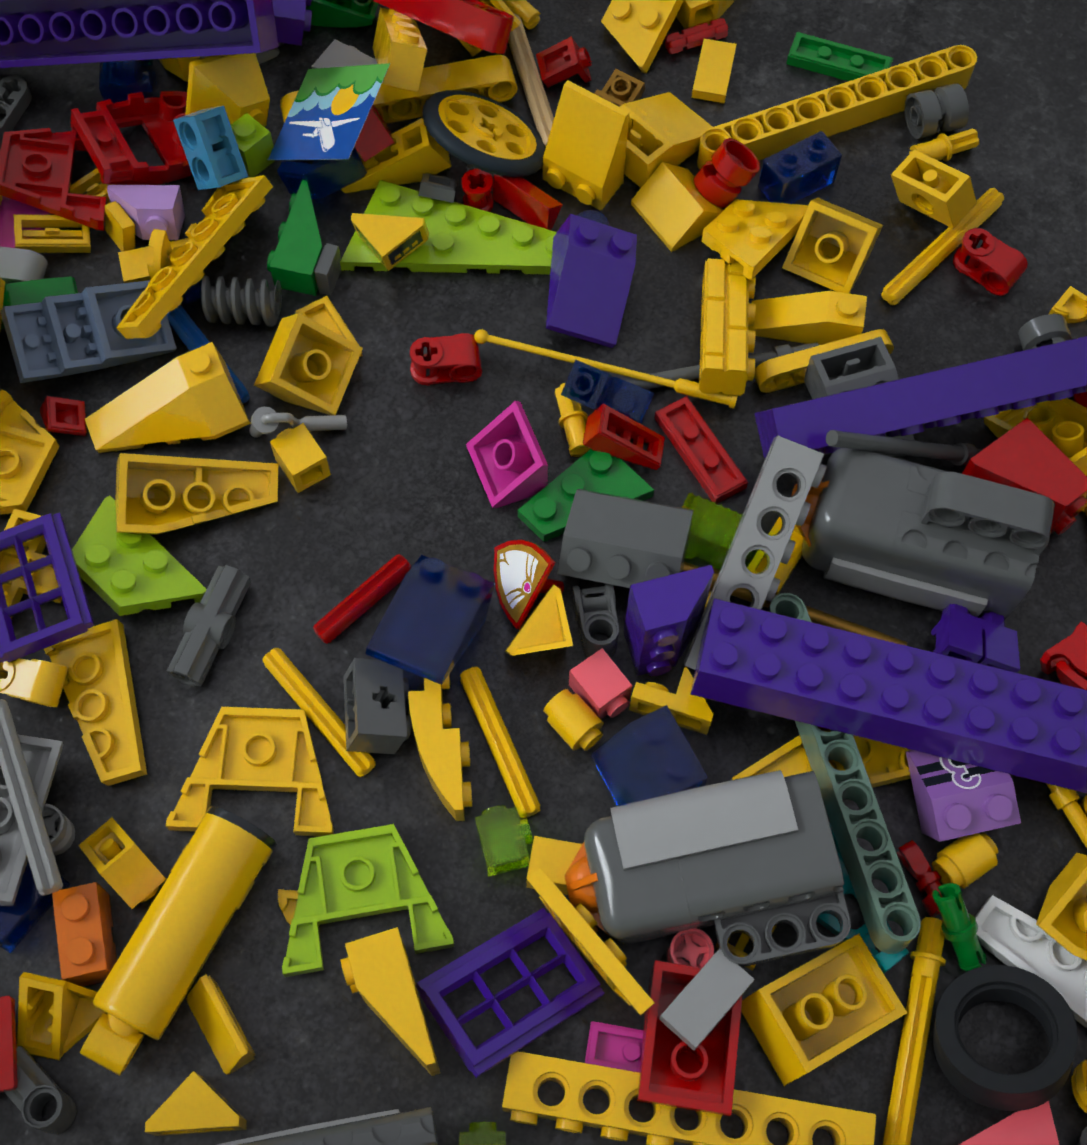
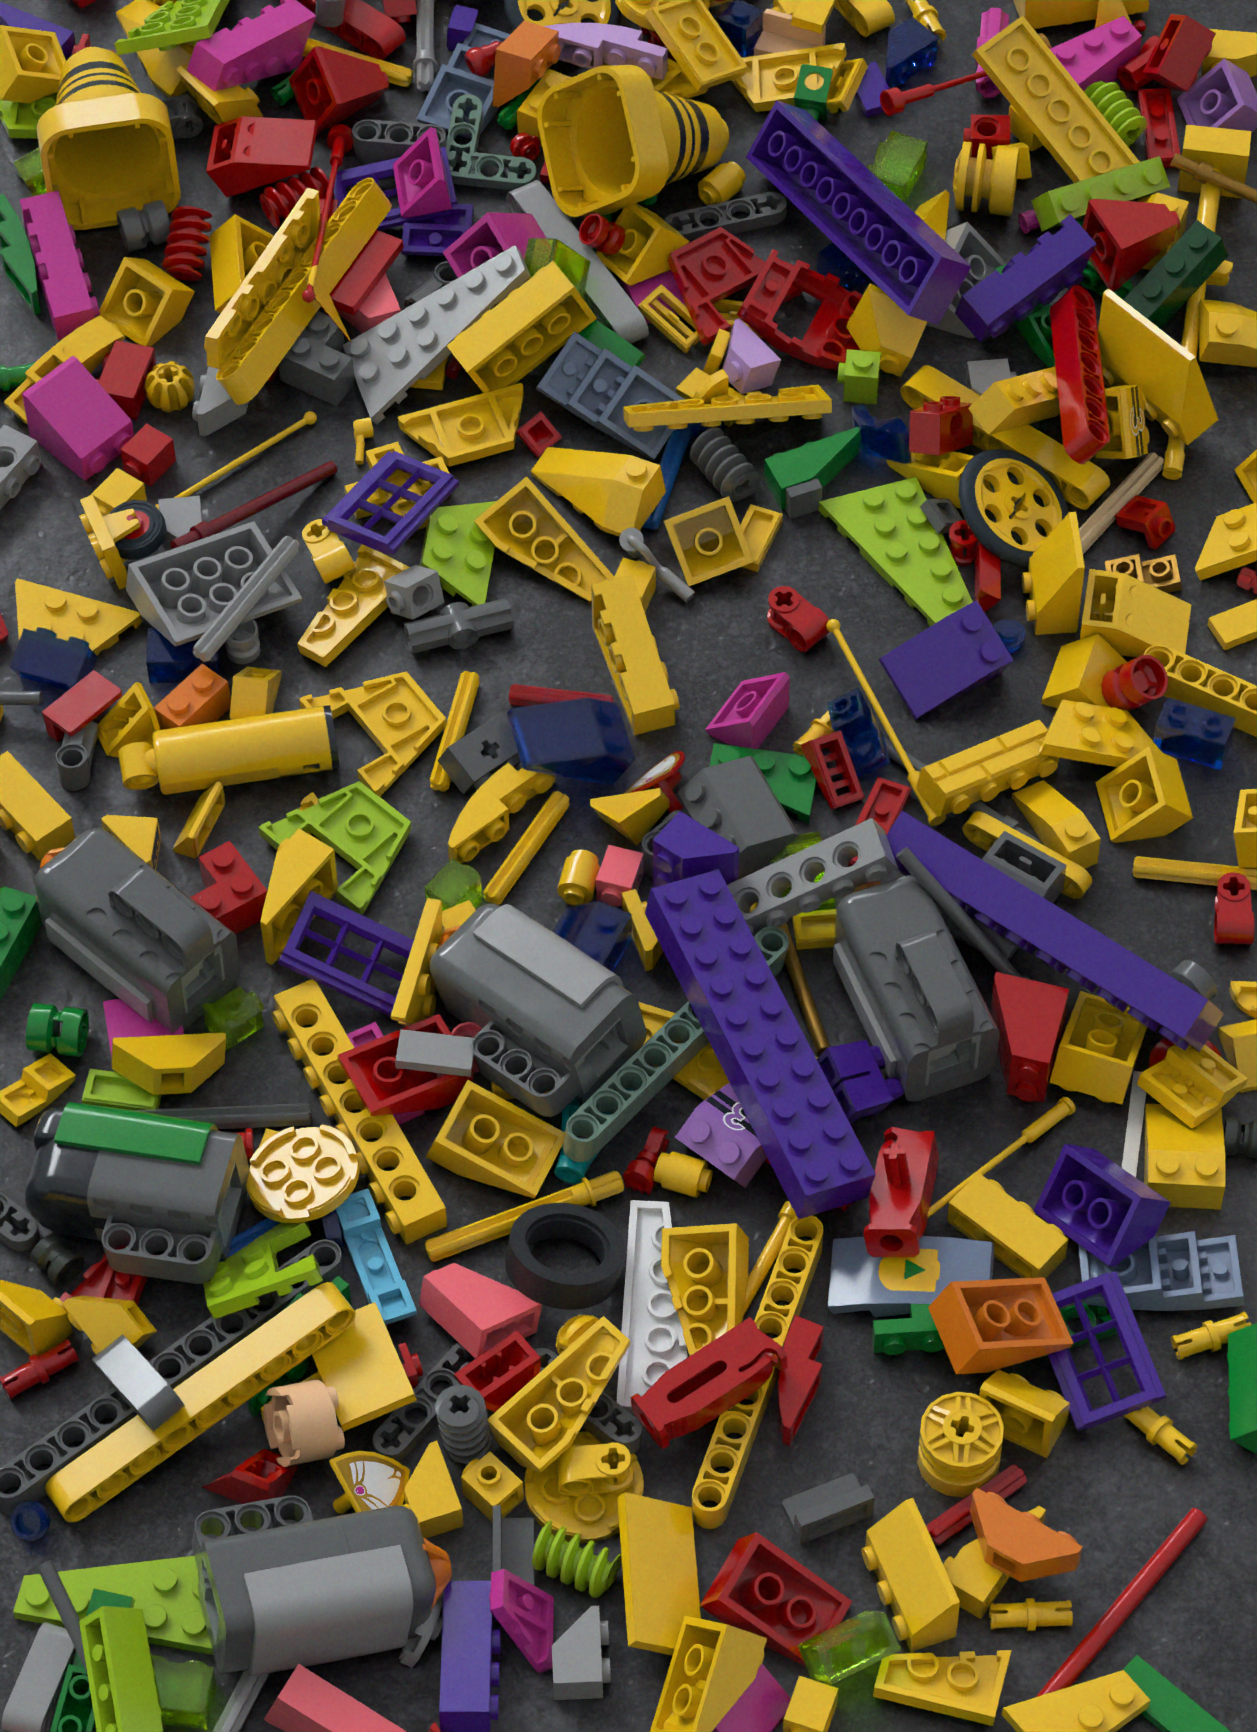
camera: 55 degrees right, 10 degrees down
(142, 637) = (414, 592): none -> light grey brick
(210, 148) = (825, 352): dark azure brick -> none
(329, 113) = (919, 396): sticker -> none
(344, 1054) = (232, 888): none -> red brick
(375, 507) = (632, 655): none -> yellow wedge
(390, 236) = (859, 514): yellow slope -> none
(959, 926) = (623, 1186): green pin -> none

